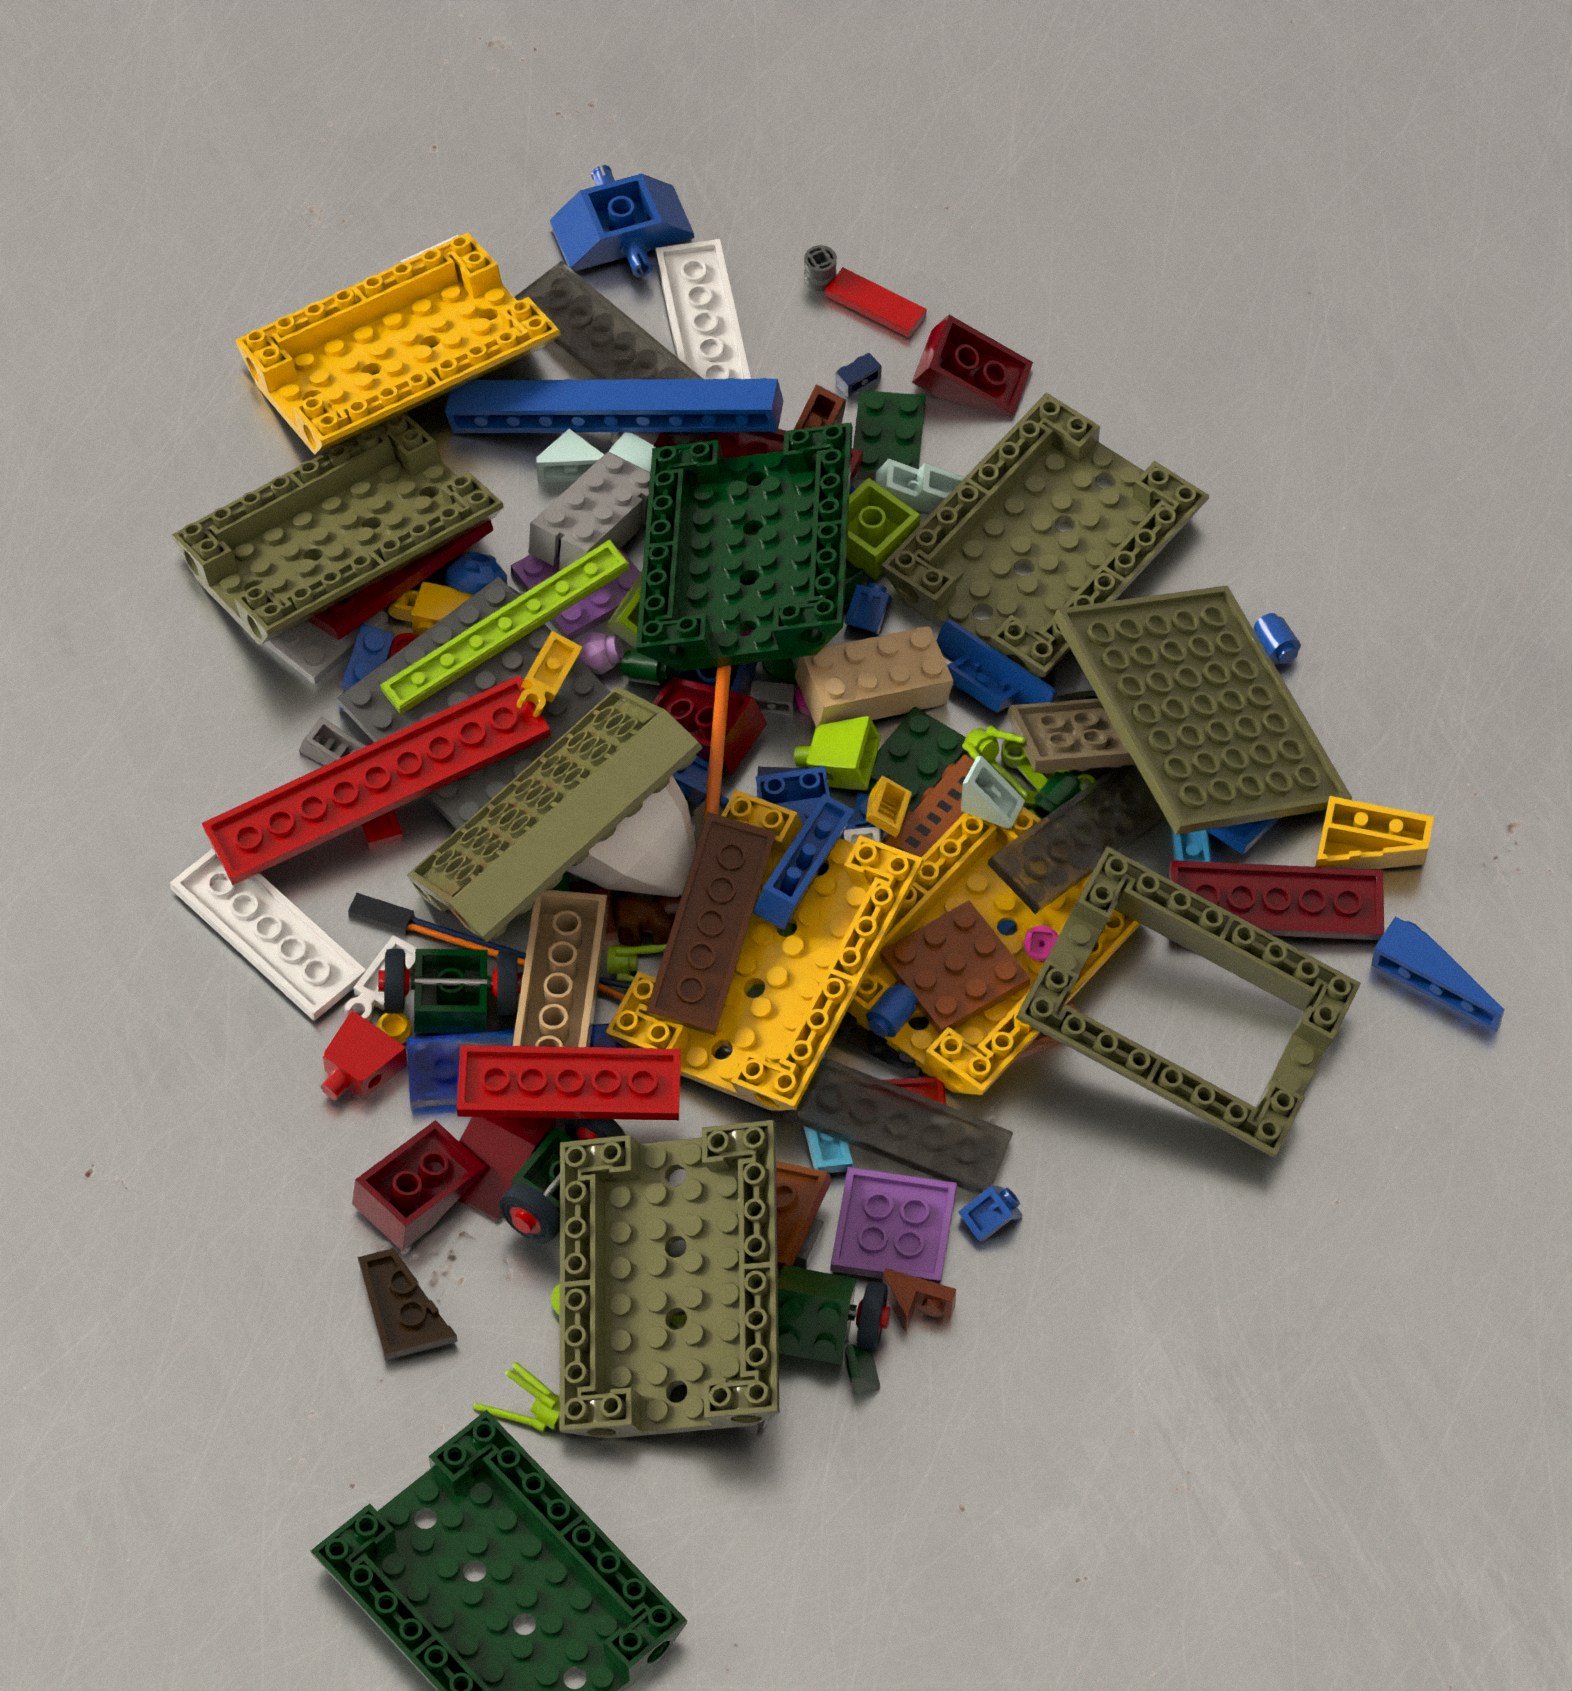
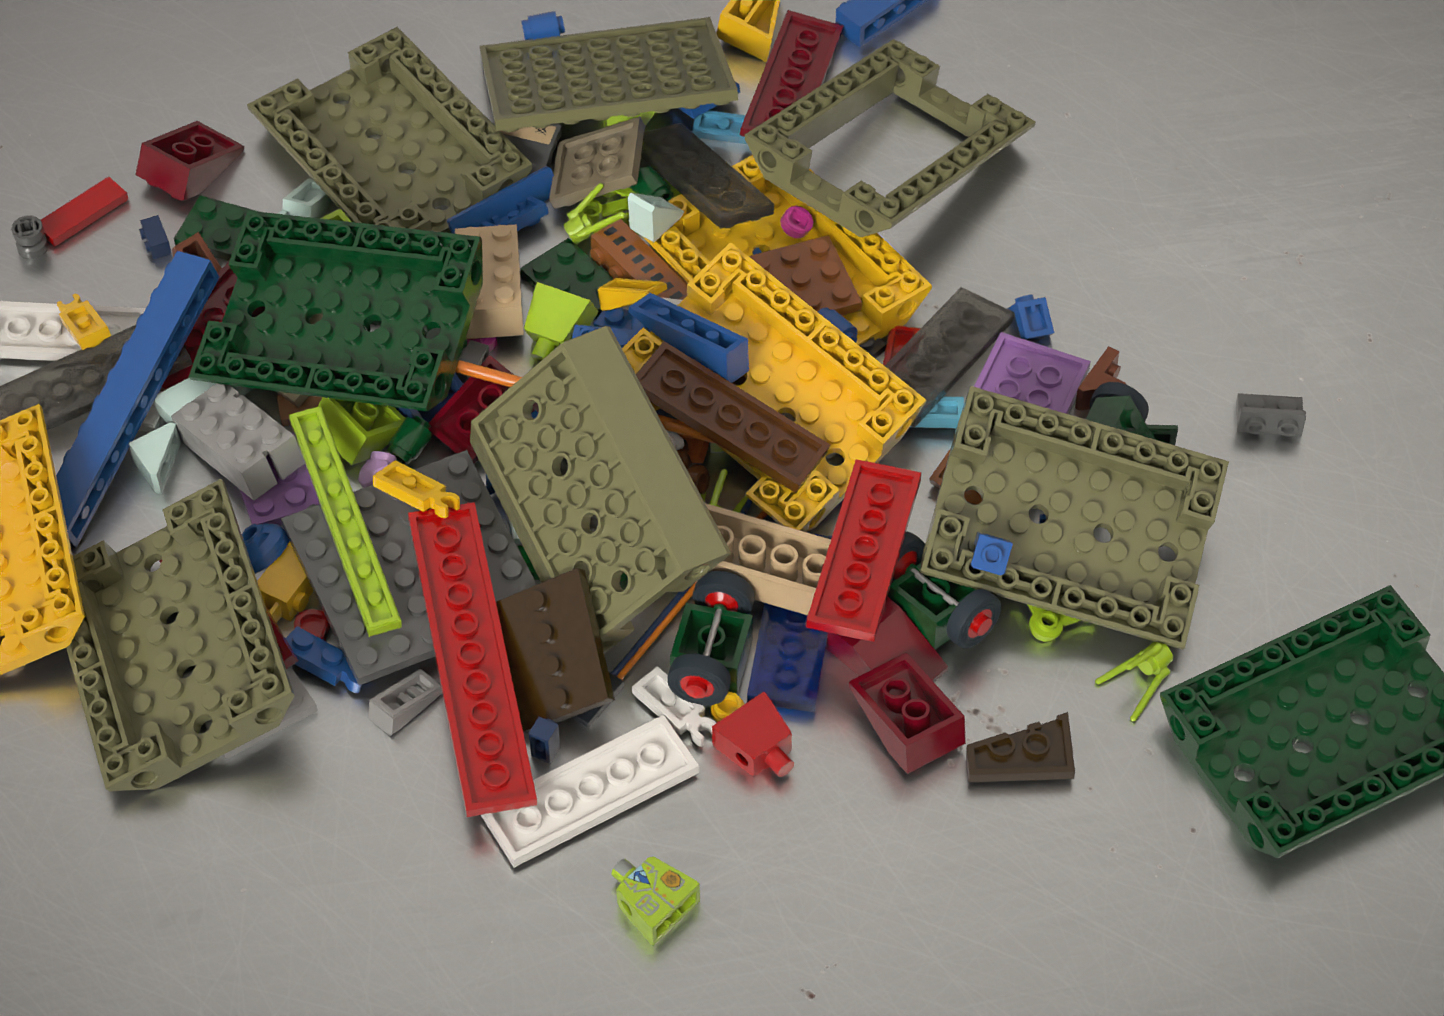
camera: 75 degrees left, 5 degrees down
(157, 1010) = (654, 896): none -> lime torso
(311, 875) = (544, 740): none -> dark blue piece
(396, 847) = (555, 649): none -> dark brown plate
(599, 1199) = (991, 553): none -> blue bracket
(702, 341) = (83, 322): none -> yellow plate
(926, 1482) = (1270, 414): none -> dark grey bracket

